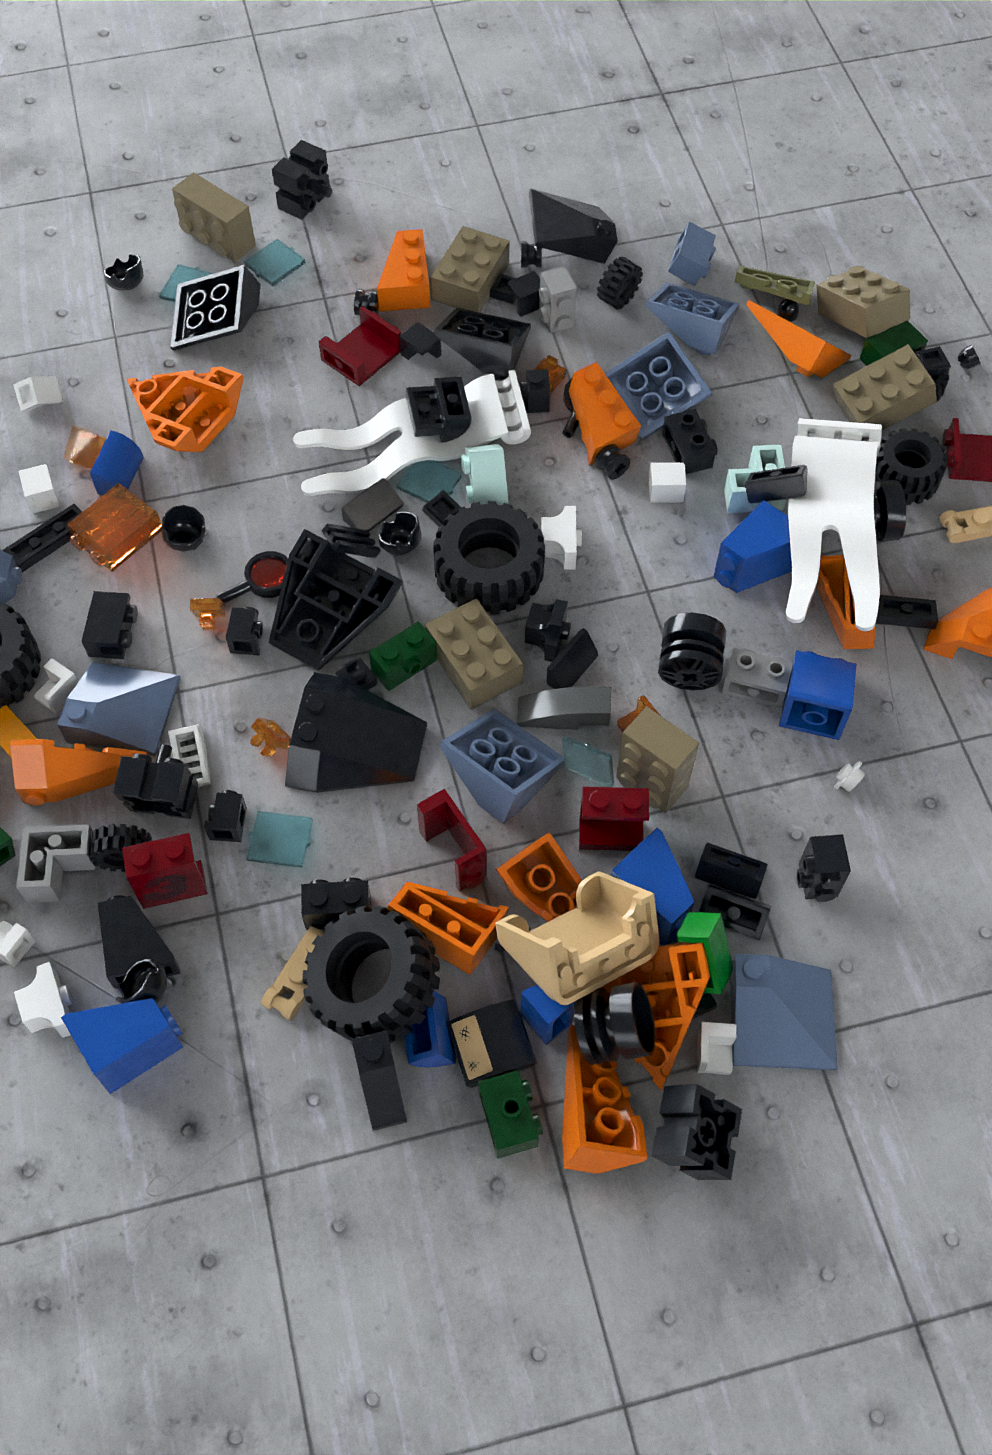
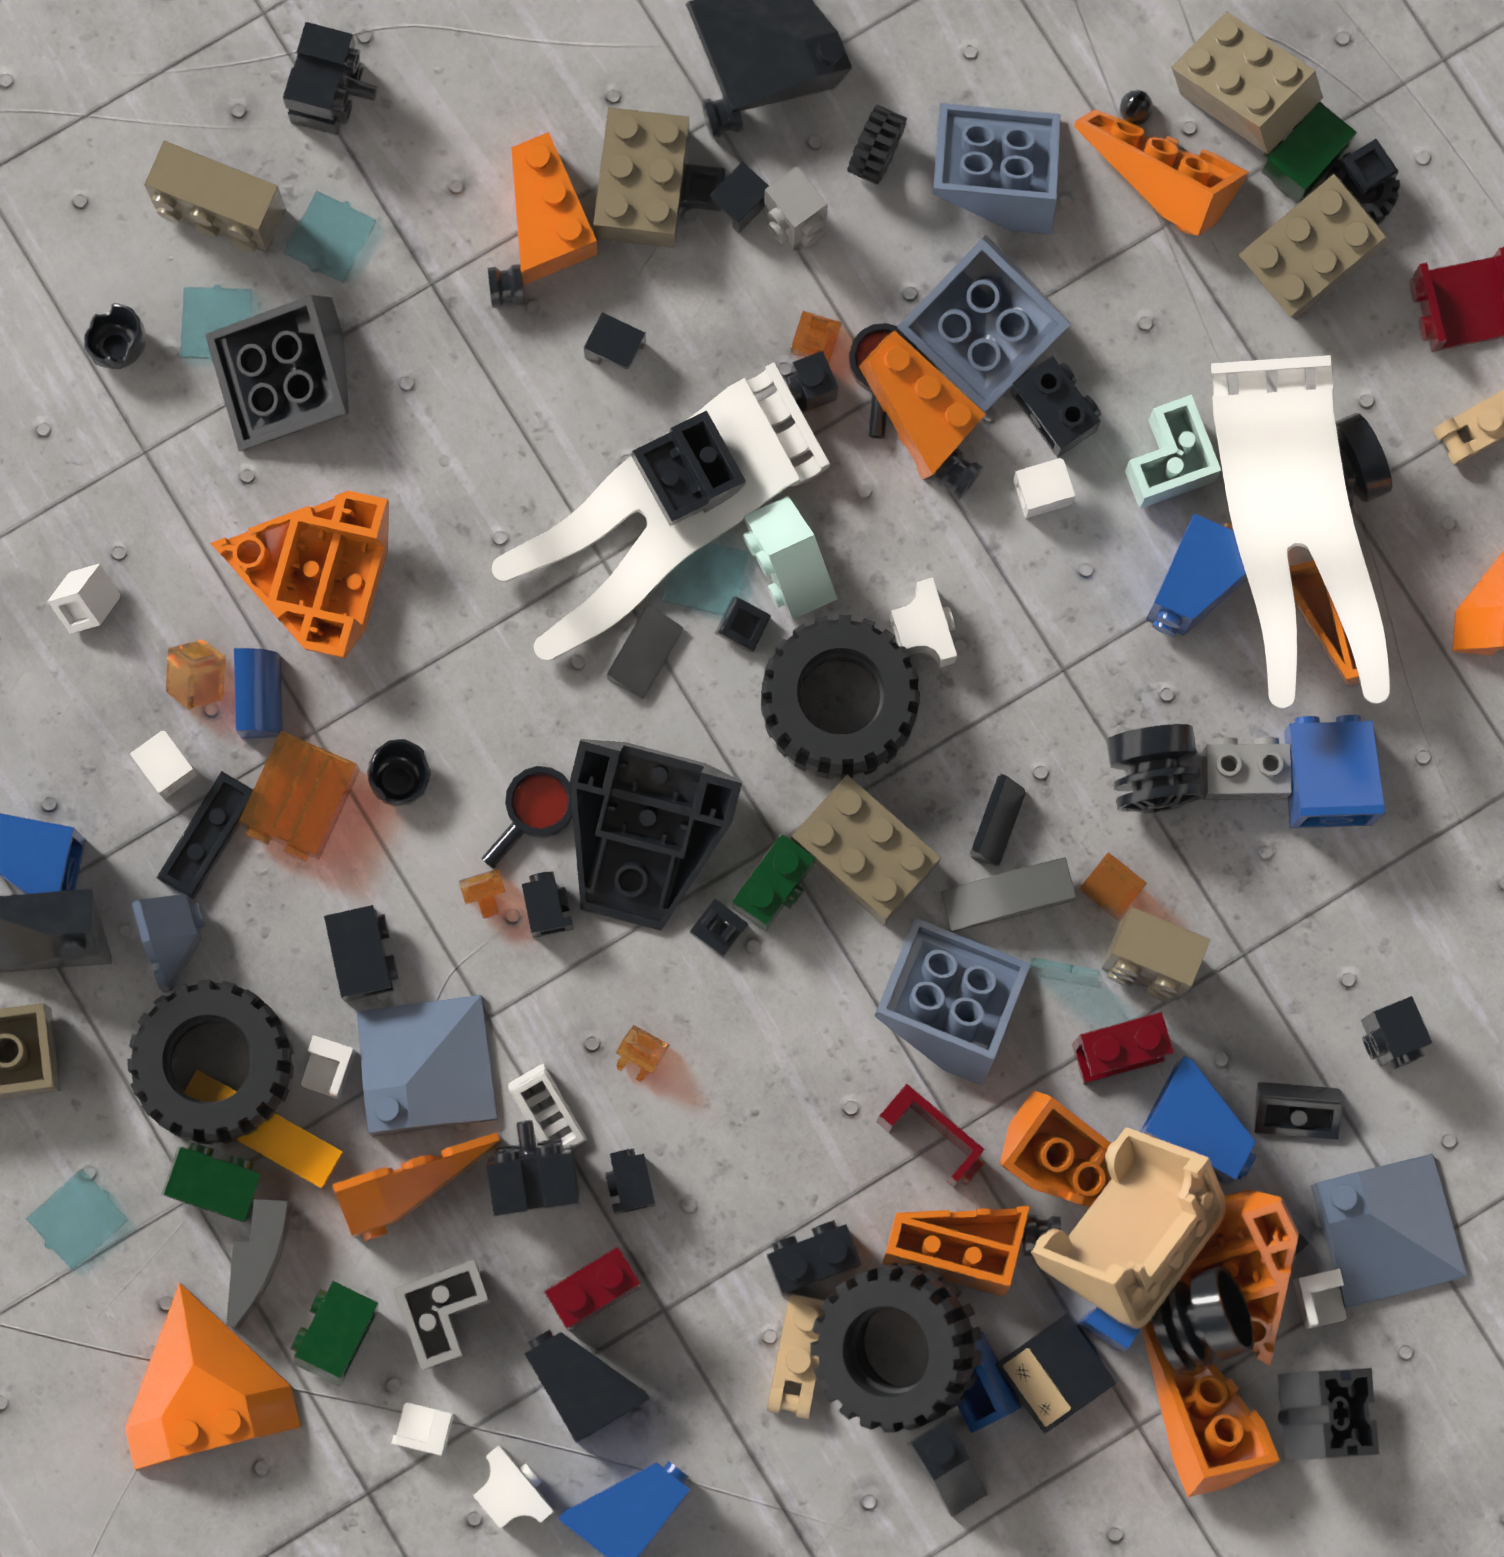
camera: 20 degrees left, 20 degrees up
(108, 844) = (520, 1272): black tyre -> none
(143, 981) = (628, 1442): black hair -> none
(279, 839) = (704, 1187): clear light blue piece -> none
(350, 540) = (655, 712): black tile -> none
(351, 739) = (748, 1021): black wedge -> none
(363, 349) = (528, 370): dark red panel -> none
(401, 534) = (701, 689): black hair -> none
(485, 340) = (703, 303): black slope -> none
(509, 1114) = (1105, 1452): dark green brick -> none
(547, 627) = (951, 780): black brick -> none
(692, 254) = (968, 49): sand blue brick -> none
(710, 931) = (1282, 1179): green panel -> none
(731, 870) = (1280, 1056): black slope -> none
(777, 284) = (1111, 70): olive wing -> none
(777, 484) = (1205, 477): black slope -> none
(849, 776) = (1398, 884): white plate -> none
(907, 612) = (1420, 606): black plate -> none
(917, 451) = (1397, 341): black tyre -> none
(968, 357) = (1422, 125): black hinge -> none

